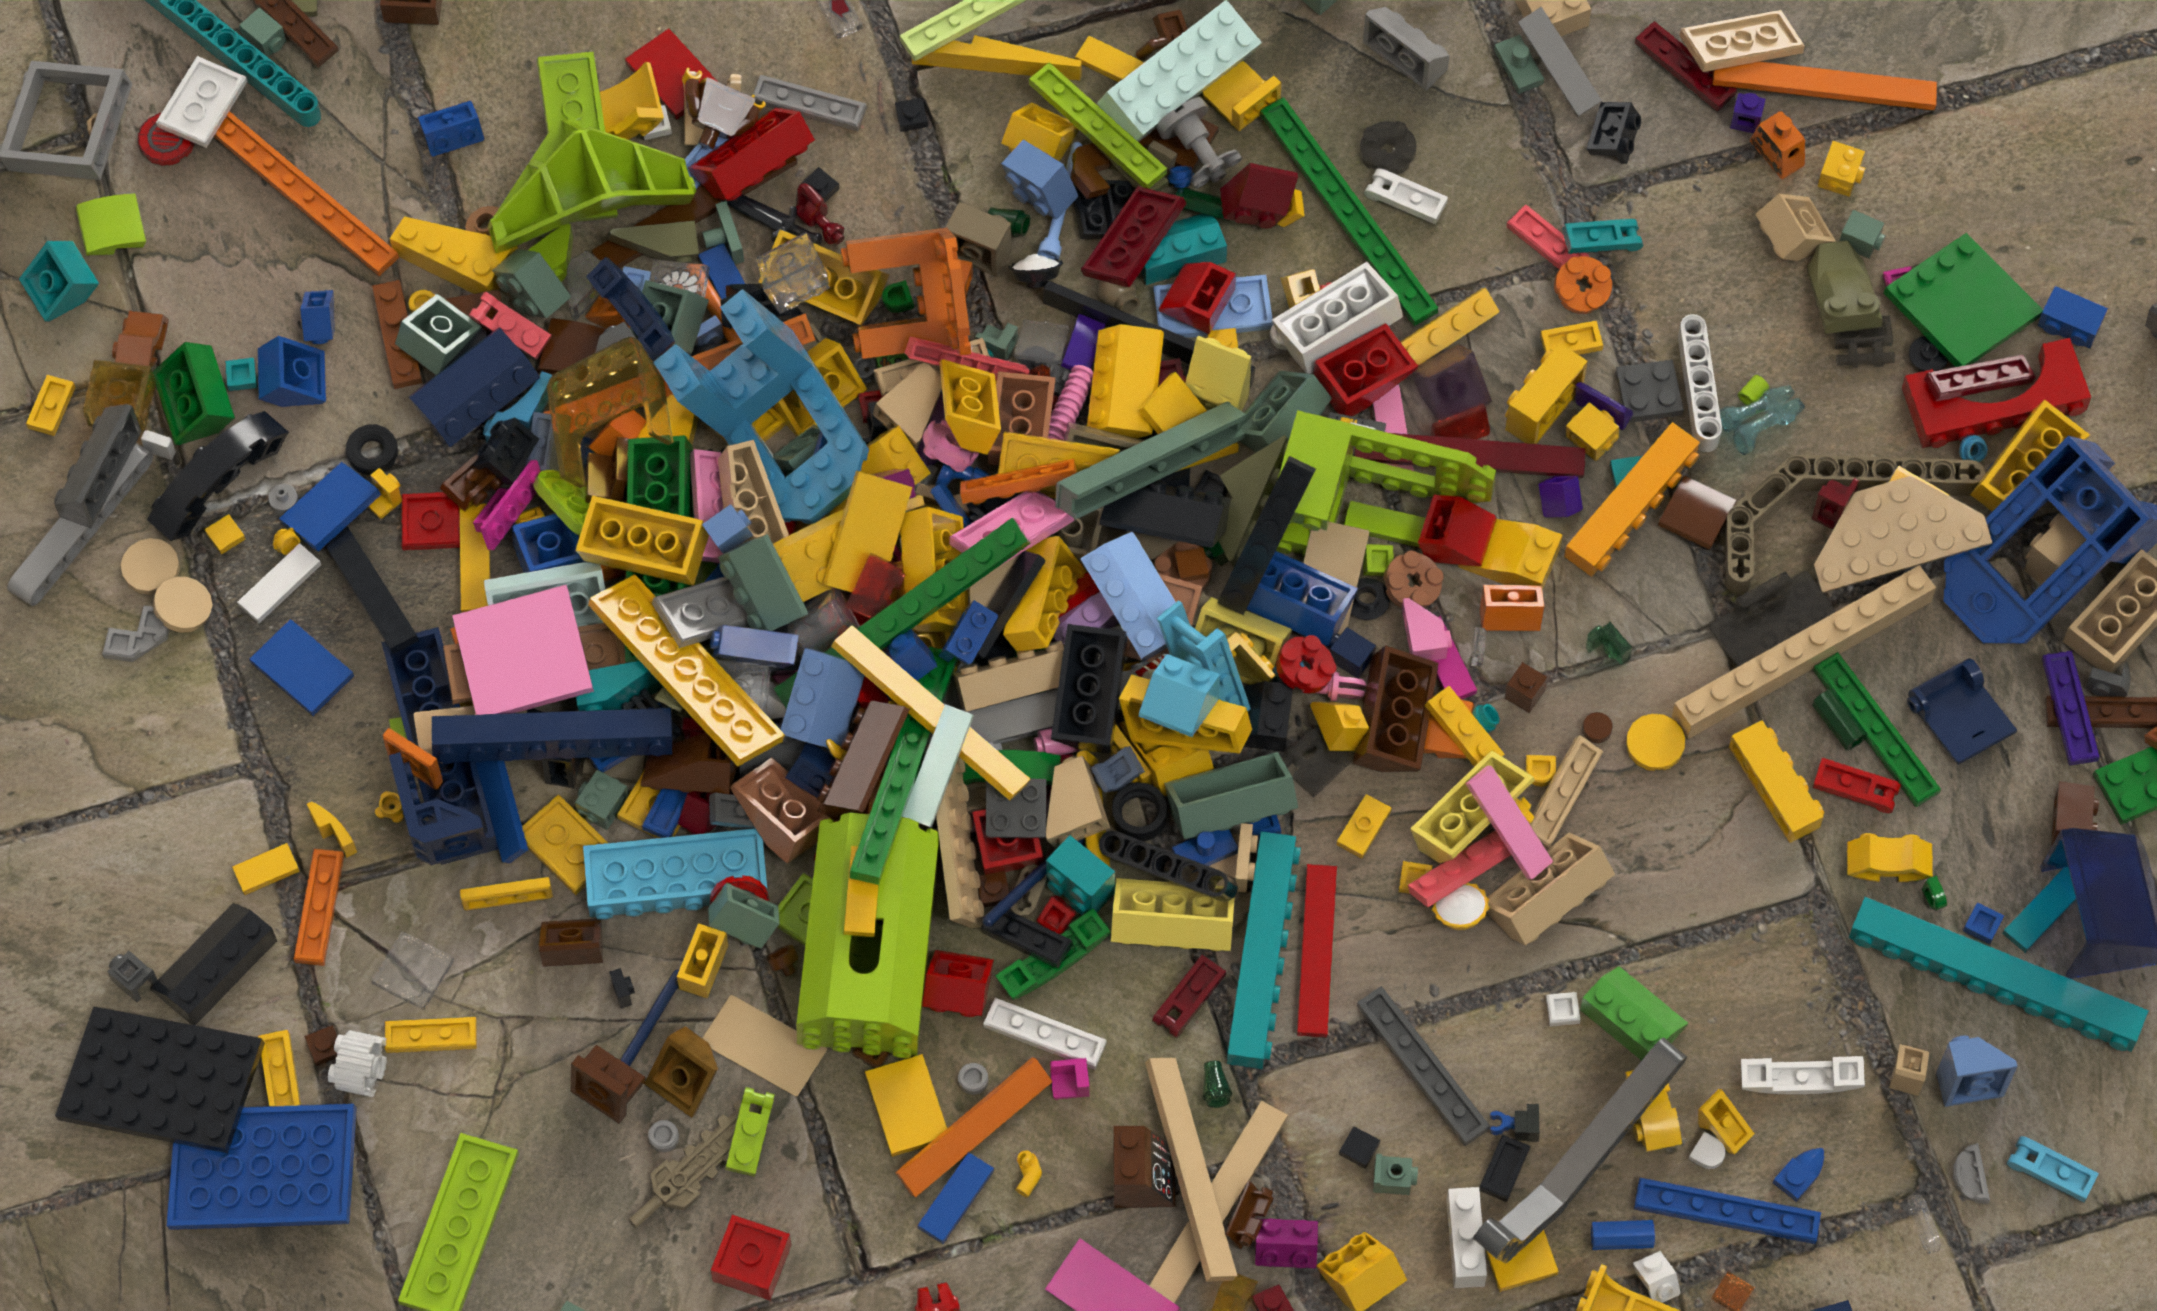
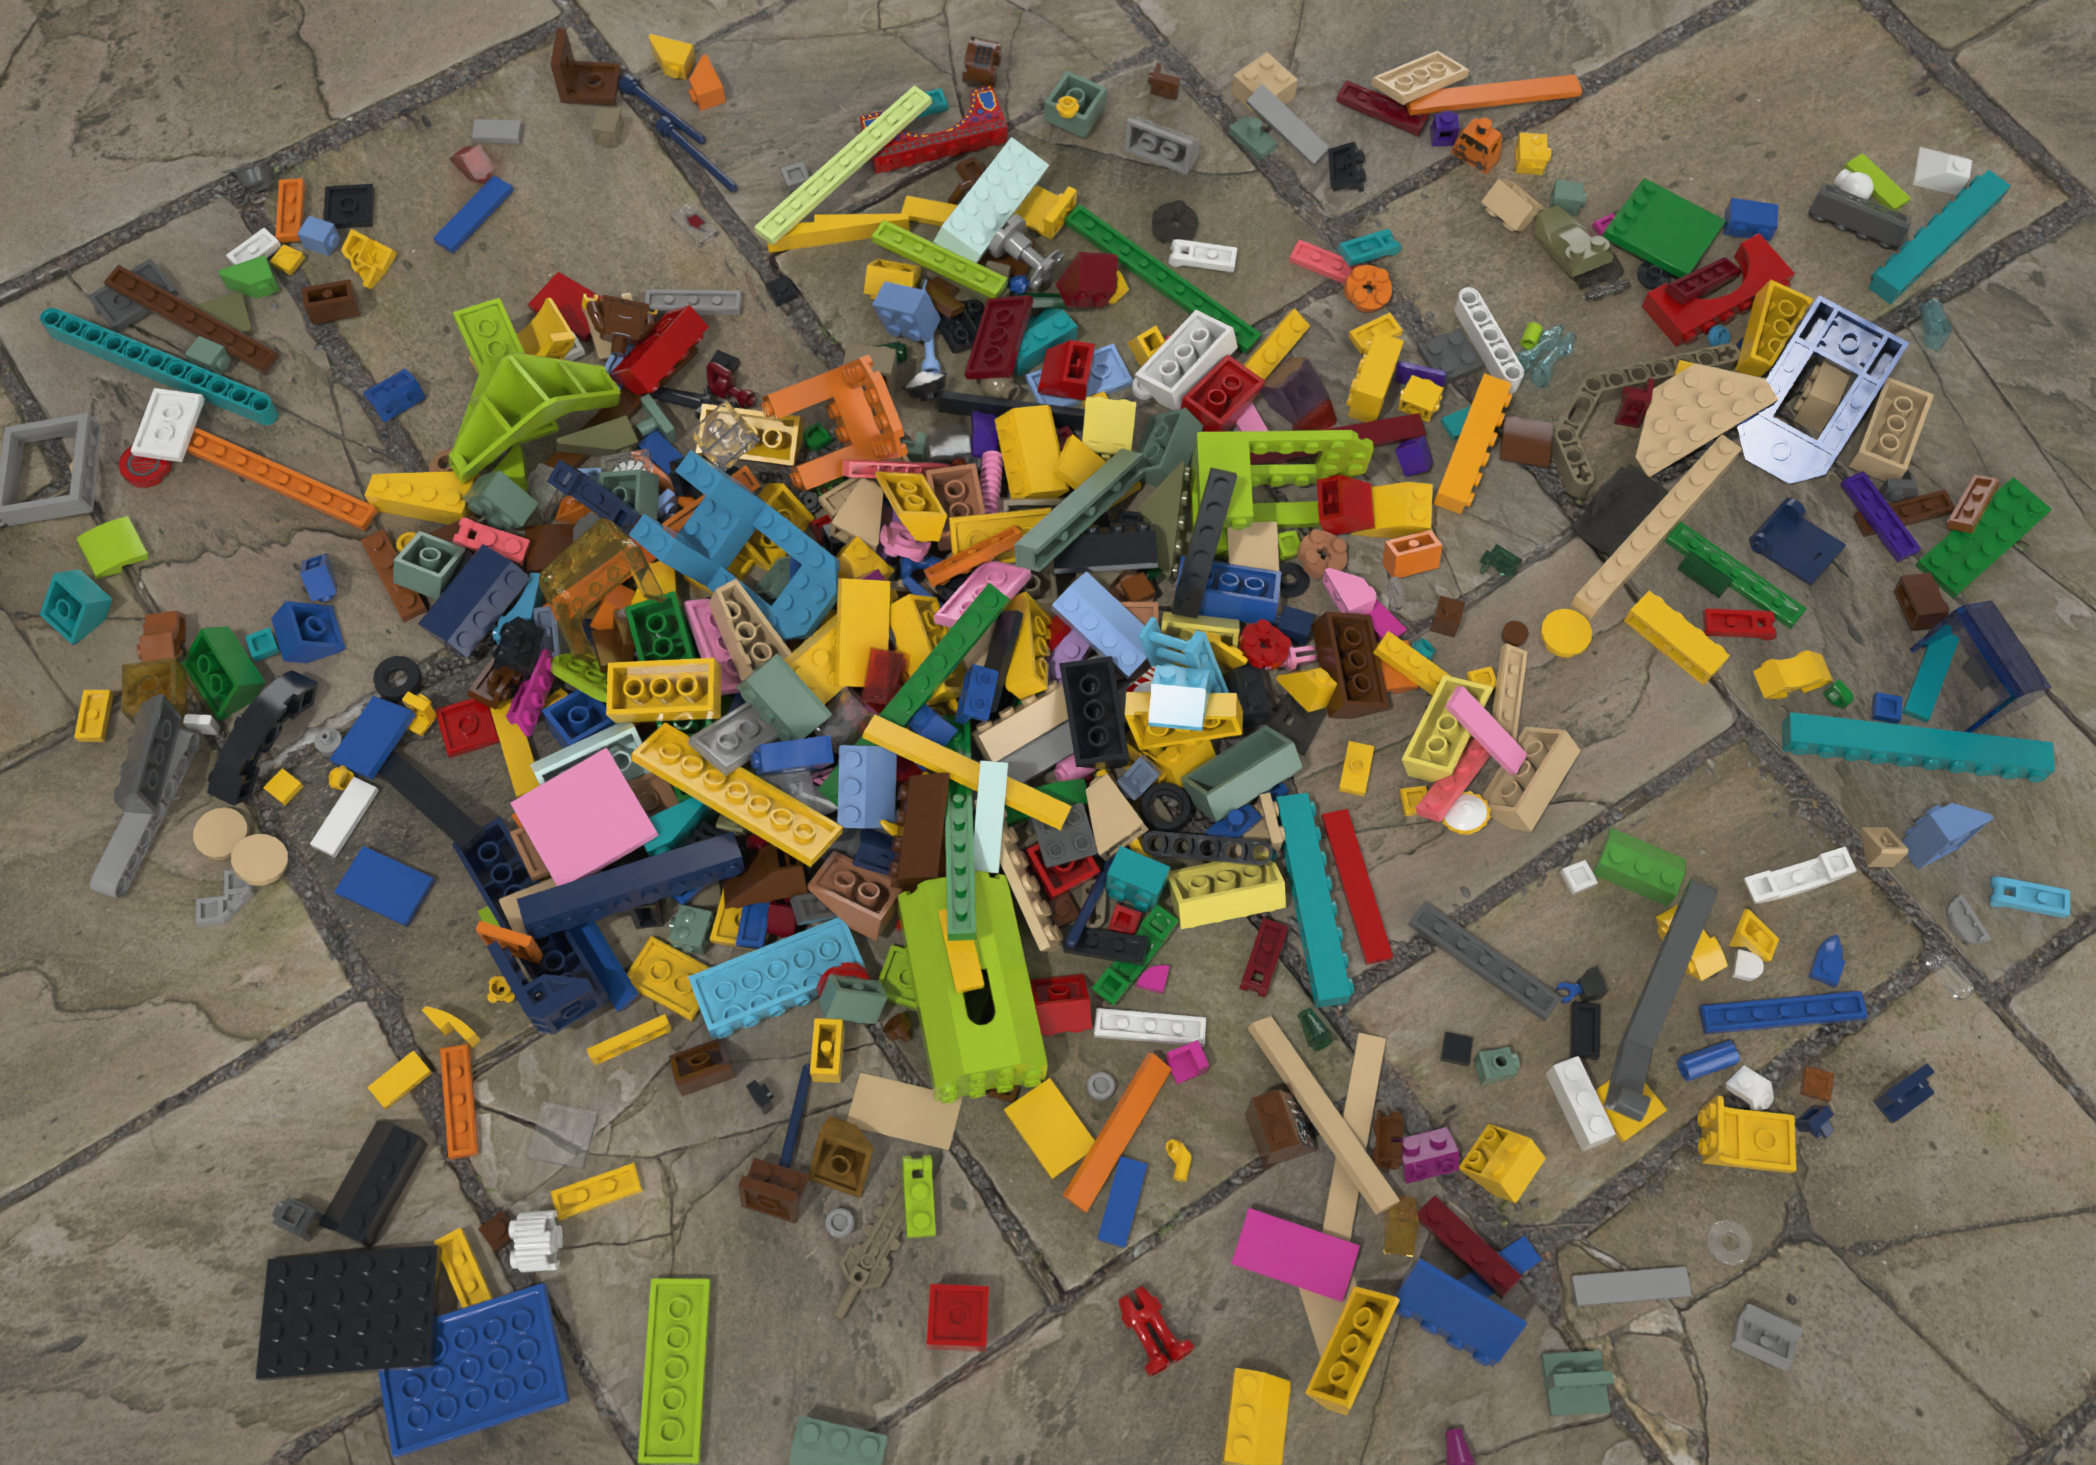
camera: 20 degrees left, 0 degrees up
(728, 528) = (738, 659): medium blue brick -> none
(1066, 985) = (1154, 979): none -> dark pink tile

